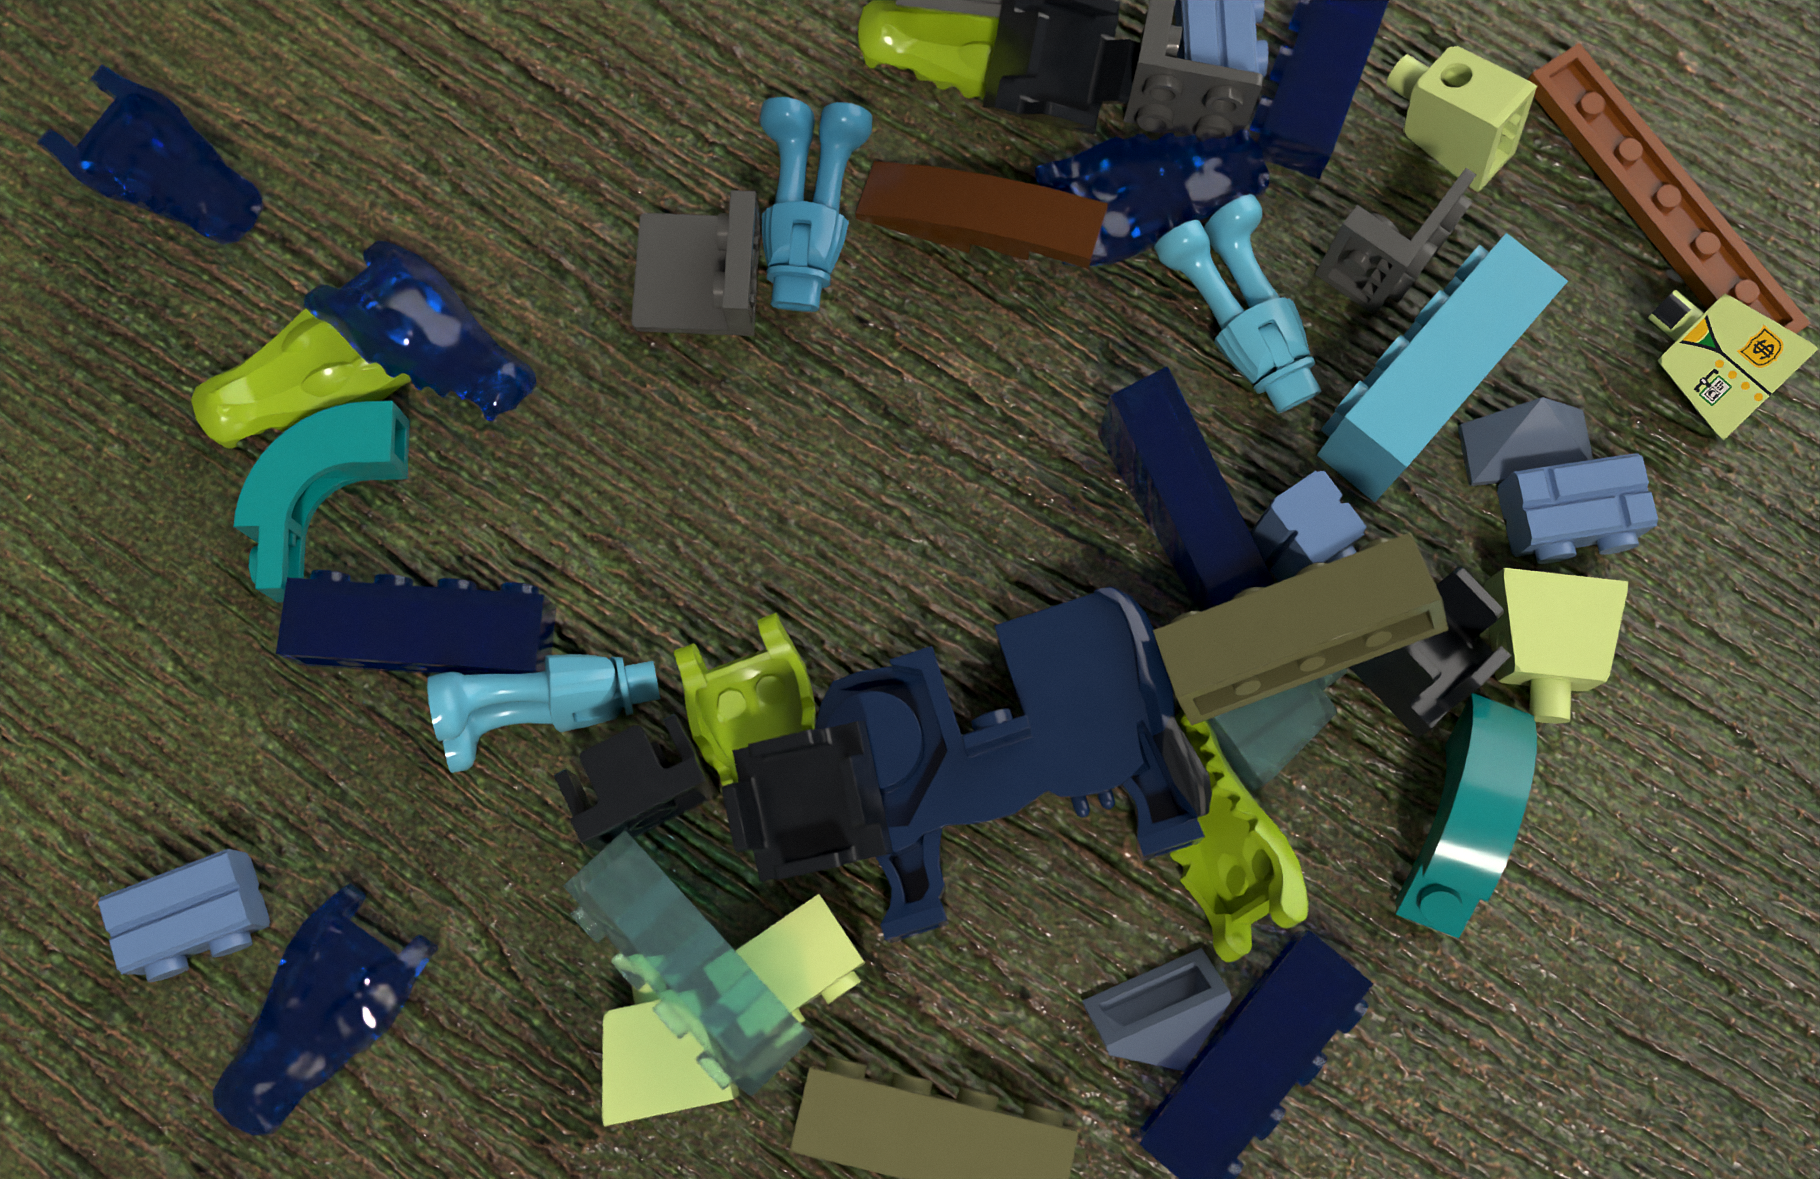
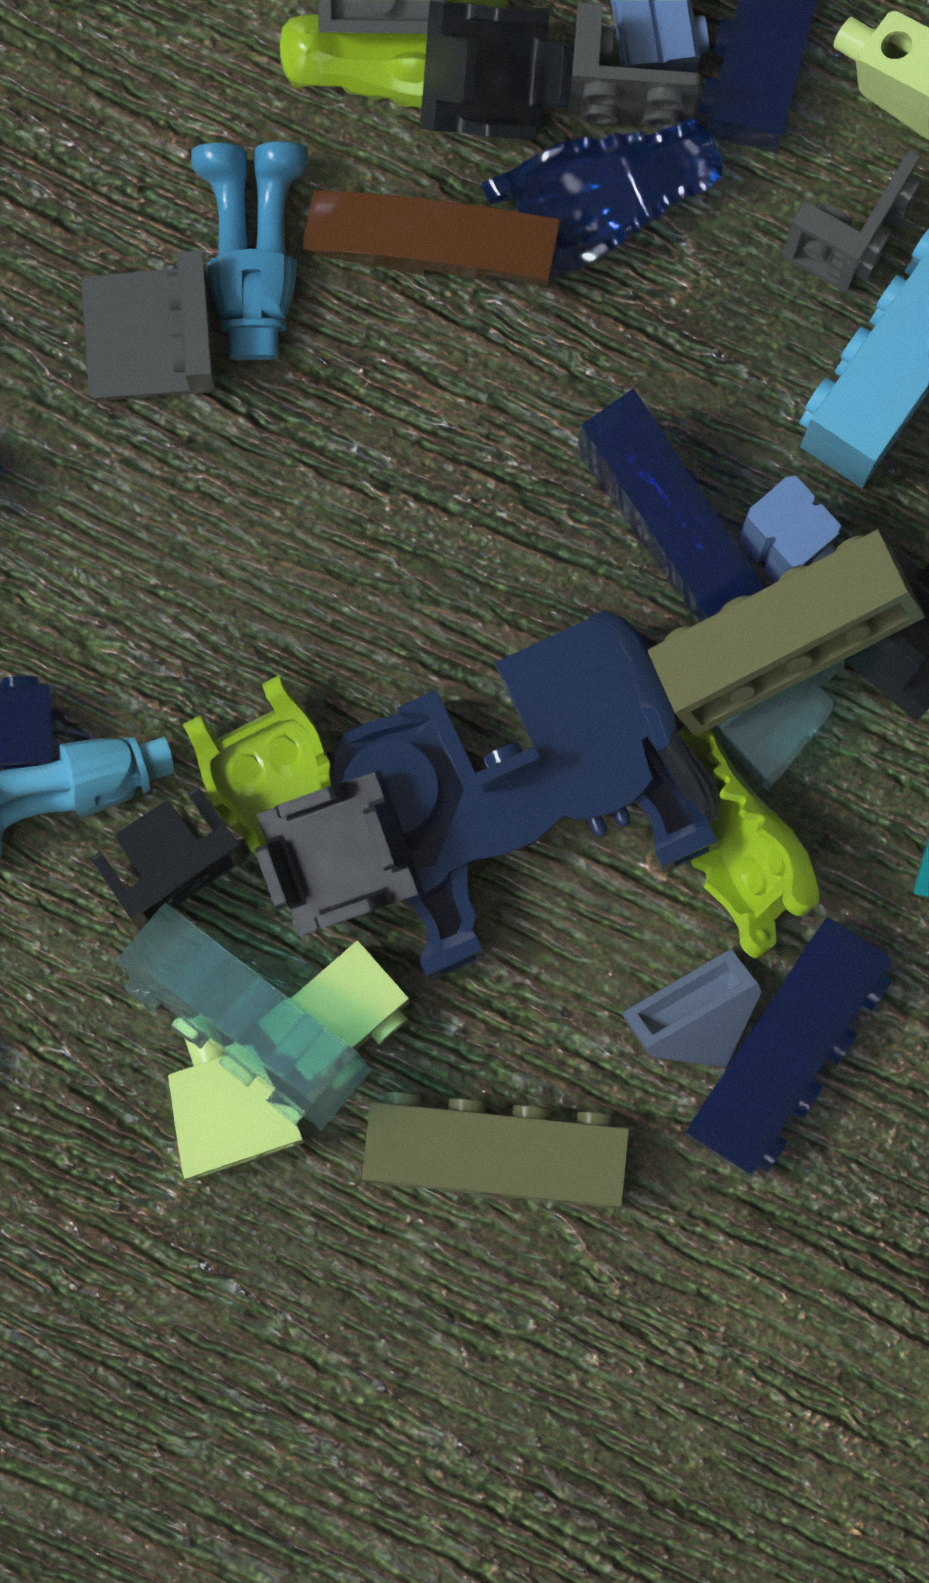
camera: 10 degrees left, 5 degrees up
(1269, 337) = (736, 336): medium azure piece -> none

